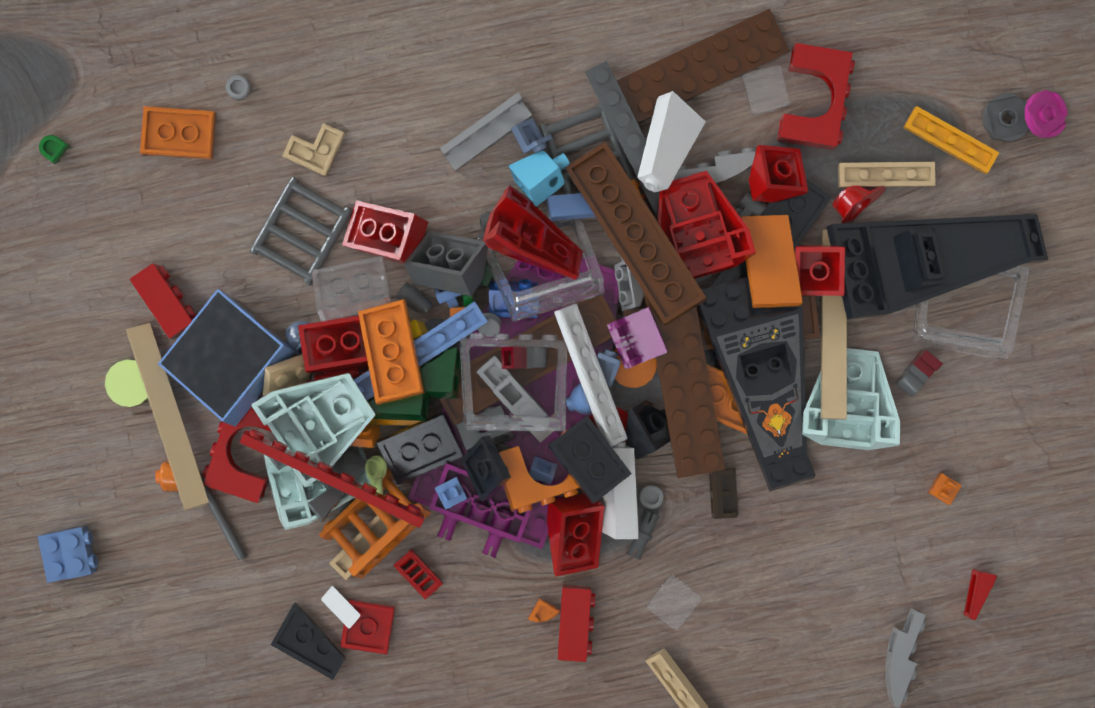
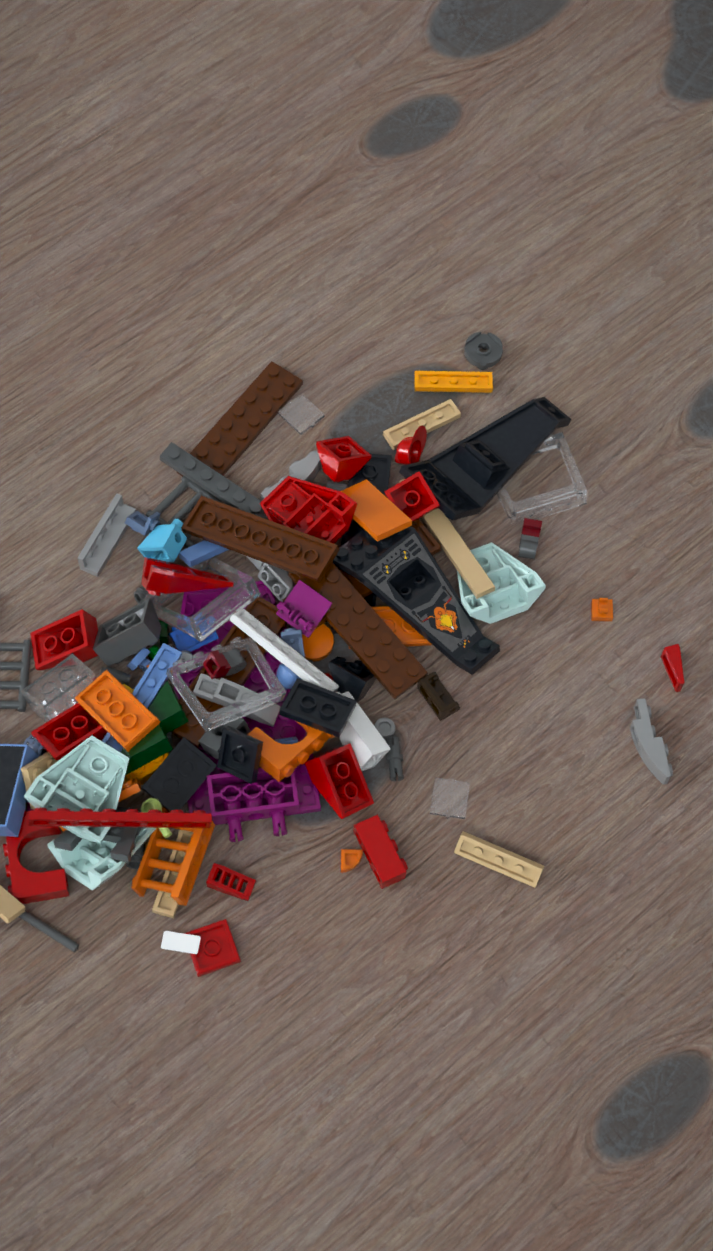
camera: 30 degrees left, 25 degrees down
(307, 643) = (168, 987): black wing -> none
(451, 493) = (222, 793): medium blue tile -> none
(668, 141) = (248, 471): white slope -> none
(834, 69) = (341, 376): red arch -> none
(1046, 114) = (508, 334): dark pink tile -> none

